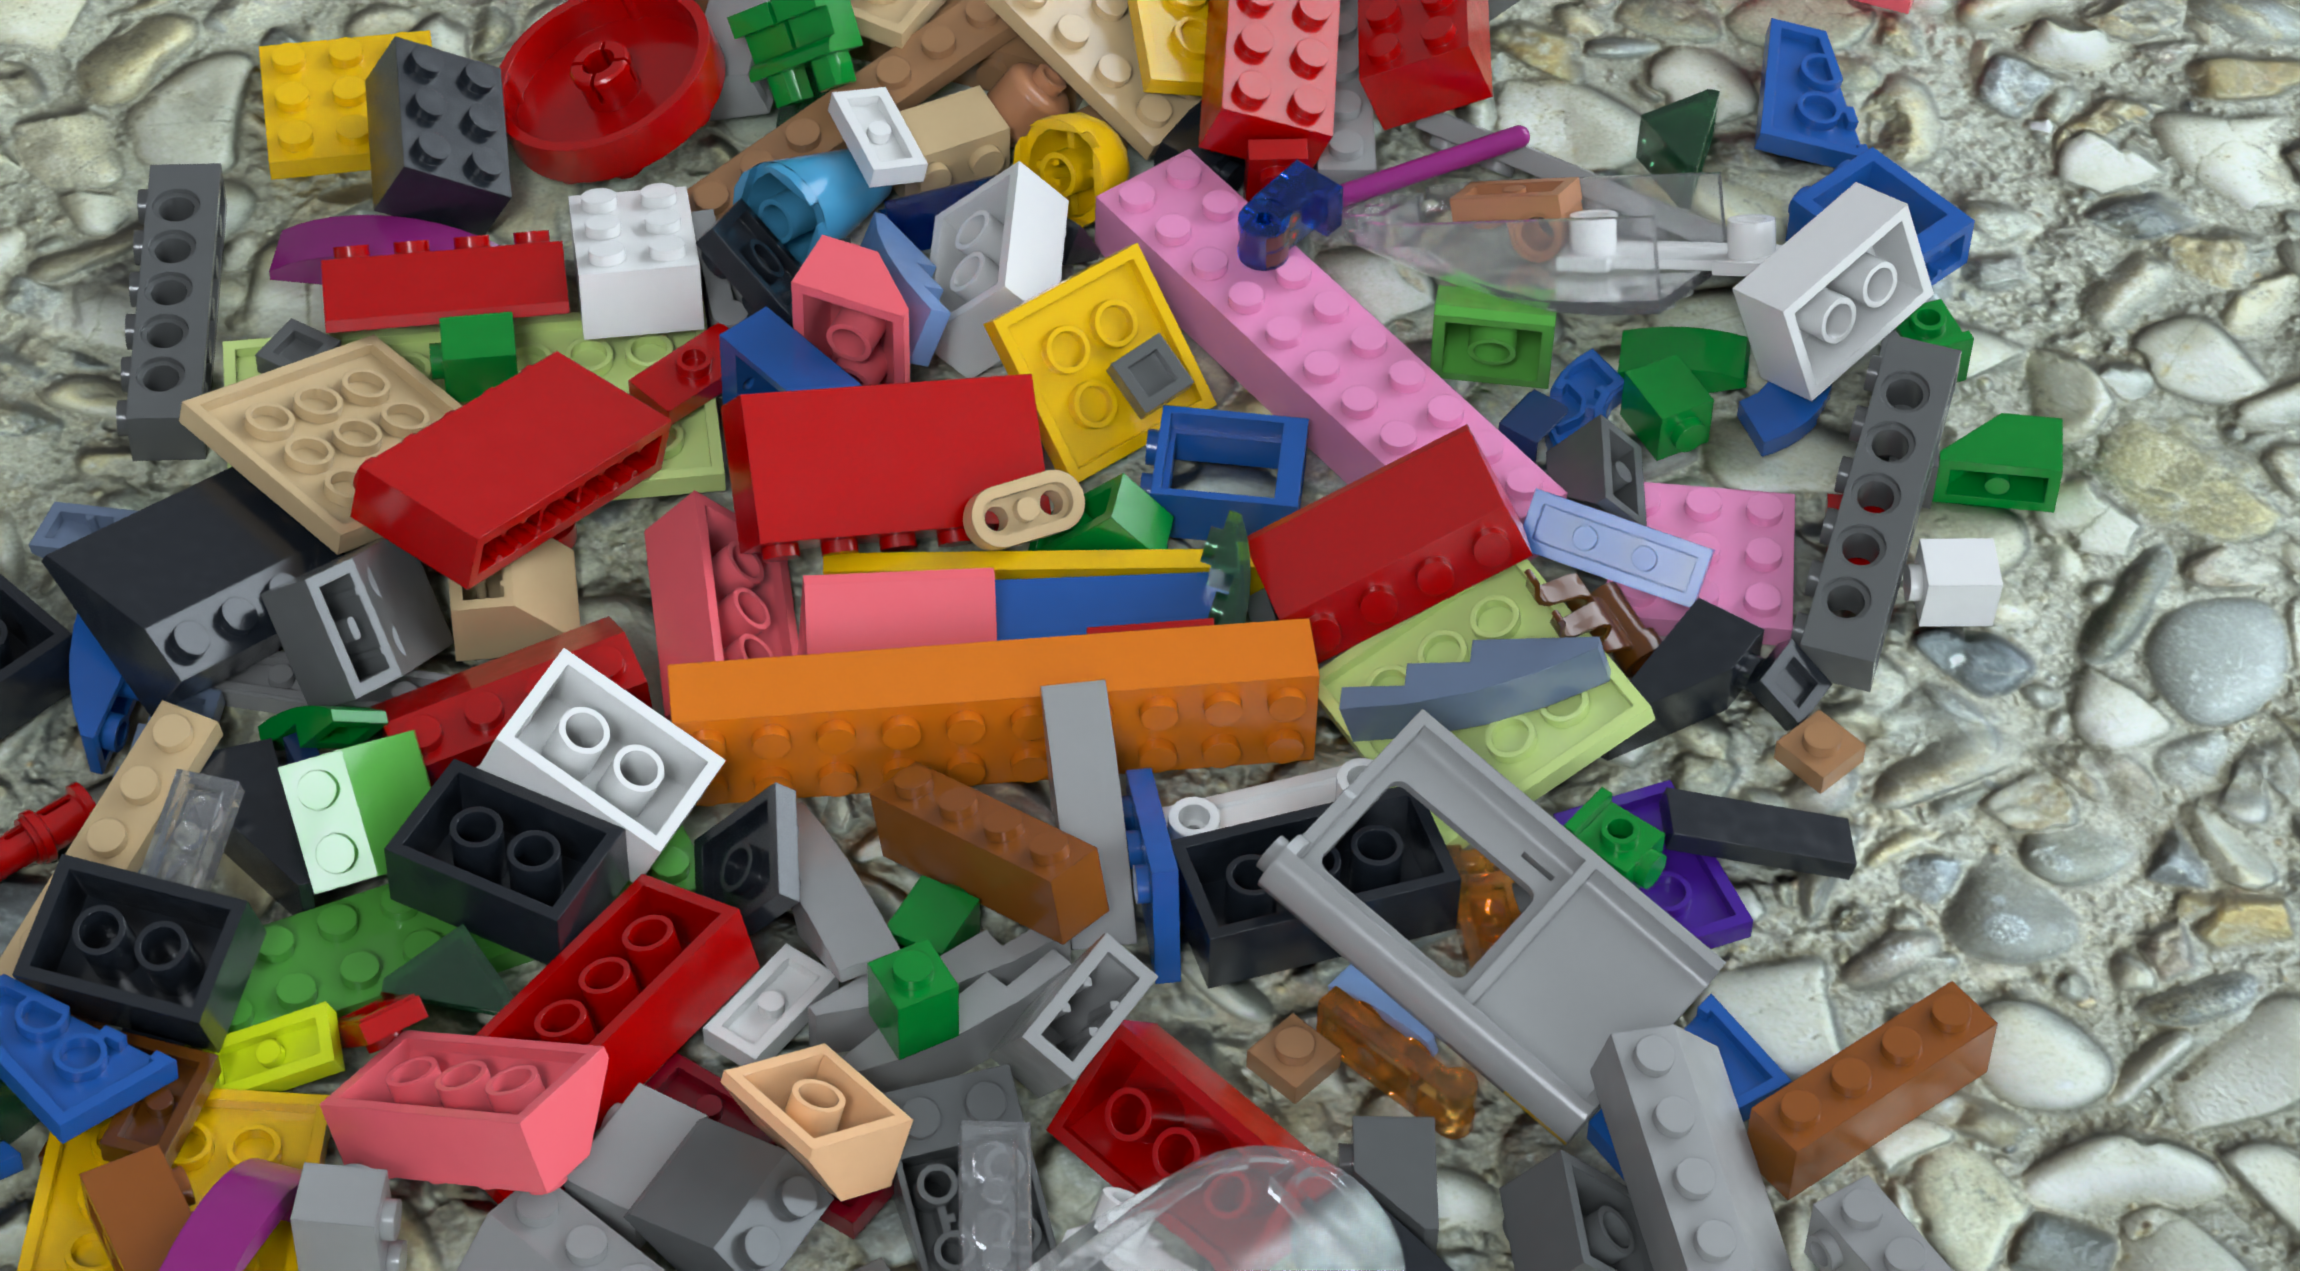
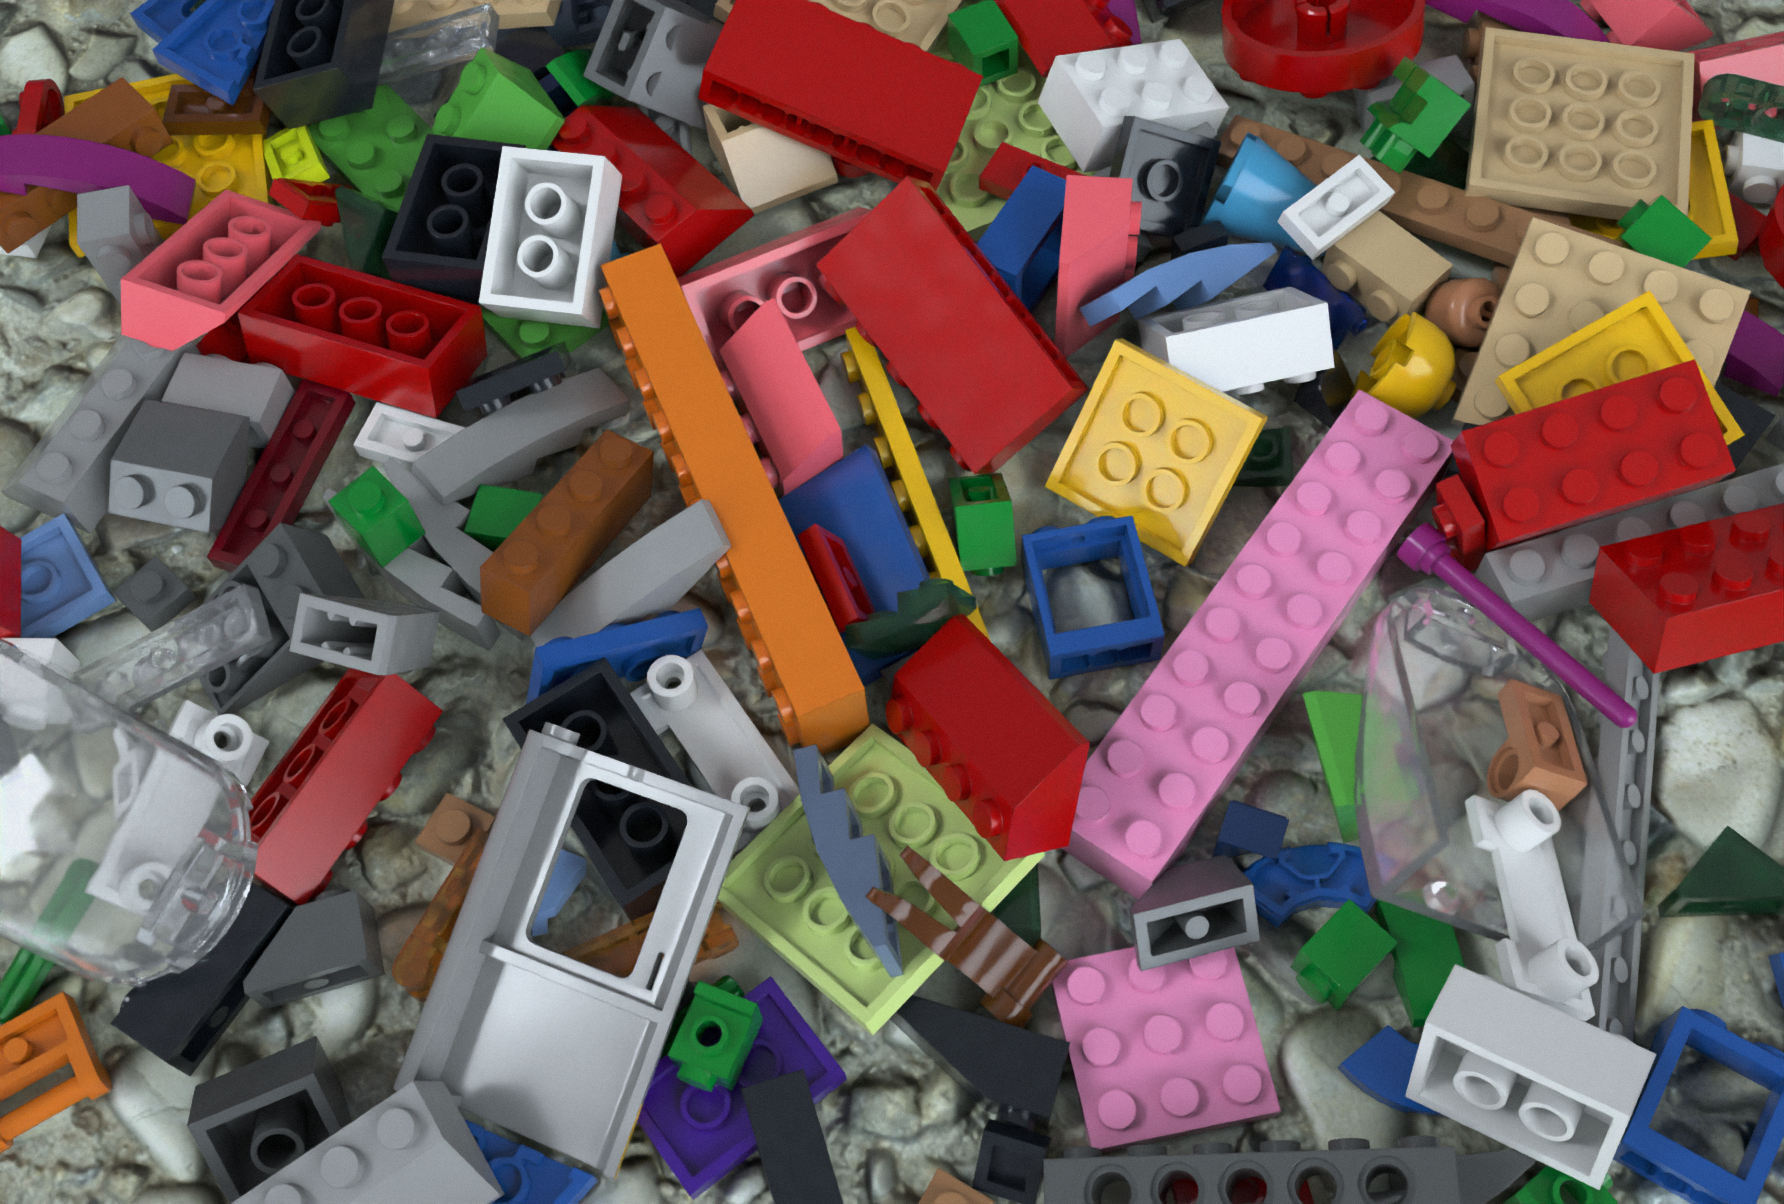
camera: 80 degrees right, 15 degrees up
(824, 1117) = (232, 482): light nougat slope -> none
(1020, 511) = (953, 444): tan plate -> none
(1150, 376) = (1148, 491): dark grey plate -> none
(1285, 214) = (1377, 532): clear blue leg -> none
(1616, 548) = (1095, 946): plate -> none

